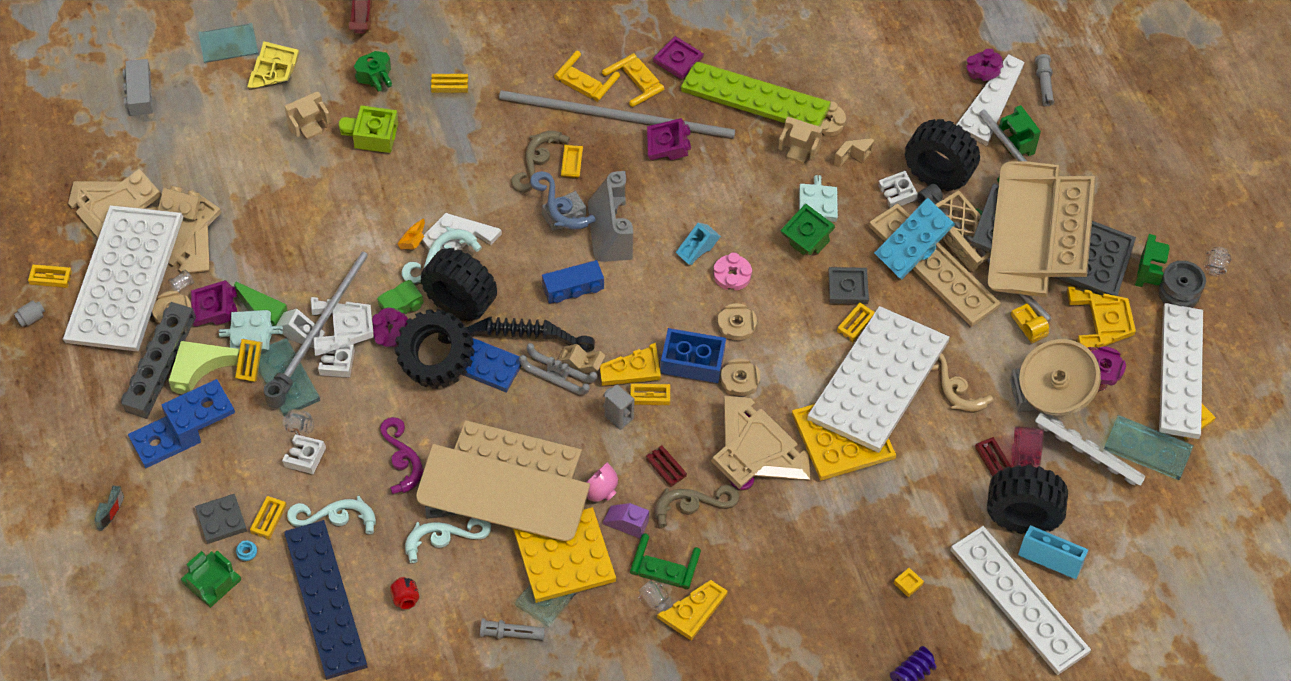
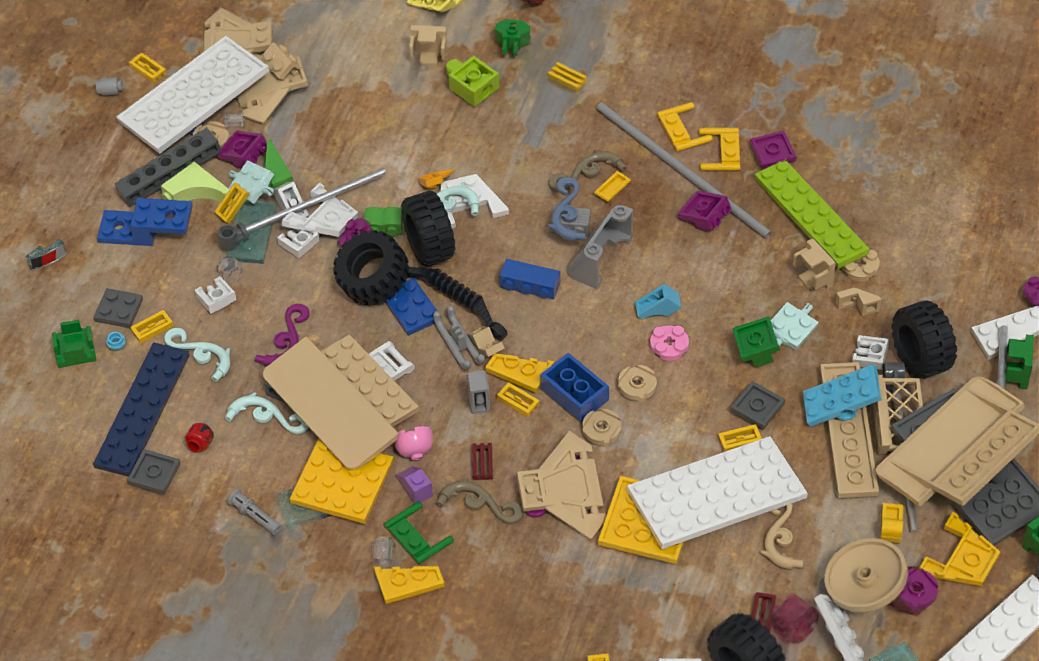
camera: 40 degrees right, 5 degrees down
(388, 649) = (153, 471): none -> dark grey plate
(512, 426) = (388, 365): none -> white plate

